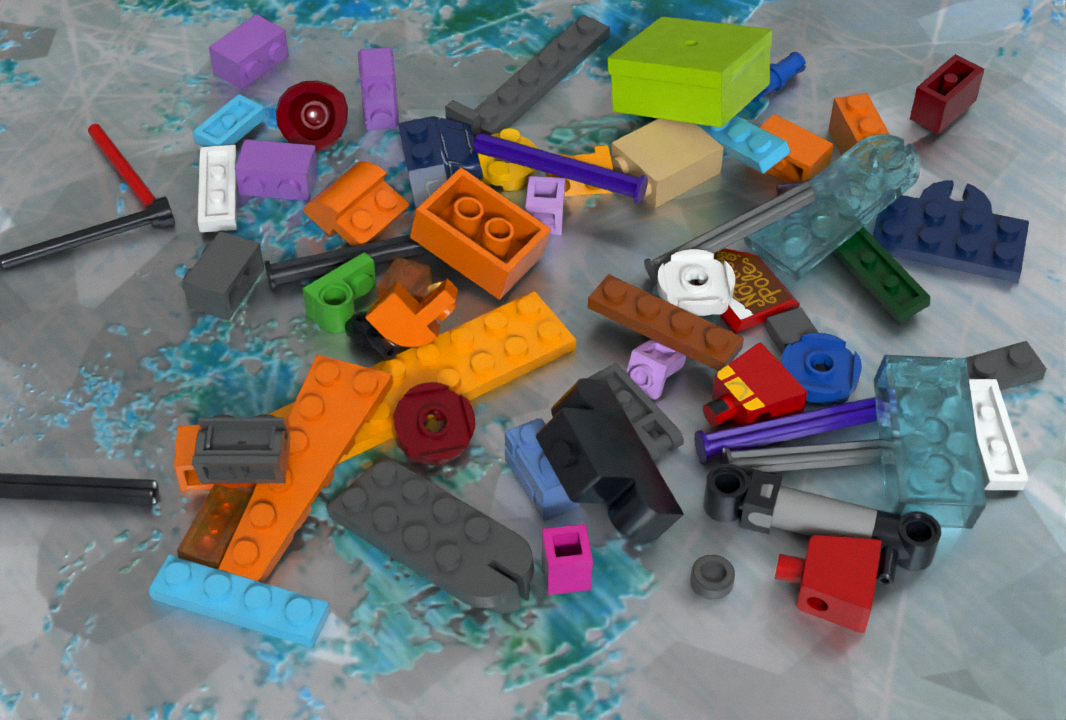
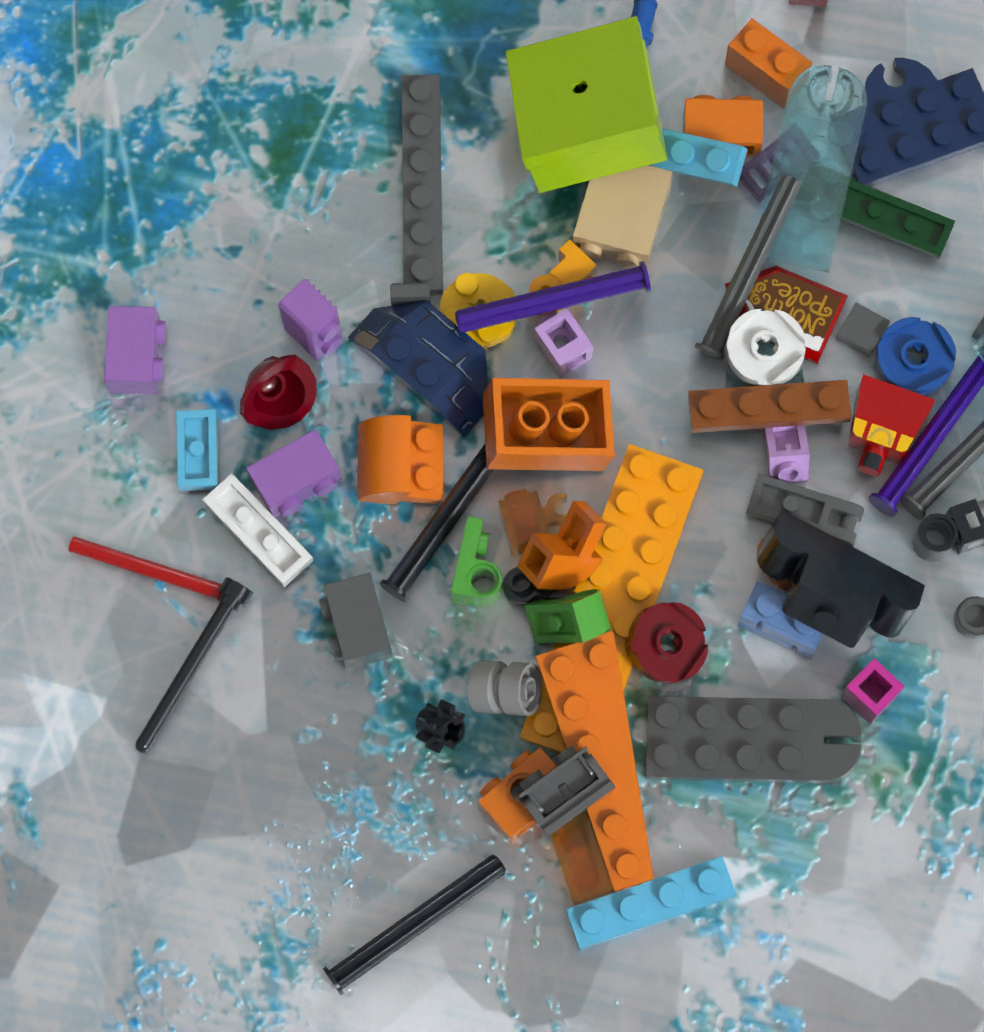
camera: 35 degrees left, 25 degrees up
(215, 379) = (440, 726): none -> black gear
(275, 370) = (500, 688): none -> light grey wheel
(377, 349) = (568, 619): none -> bright green plate

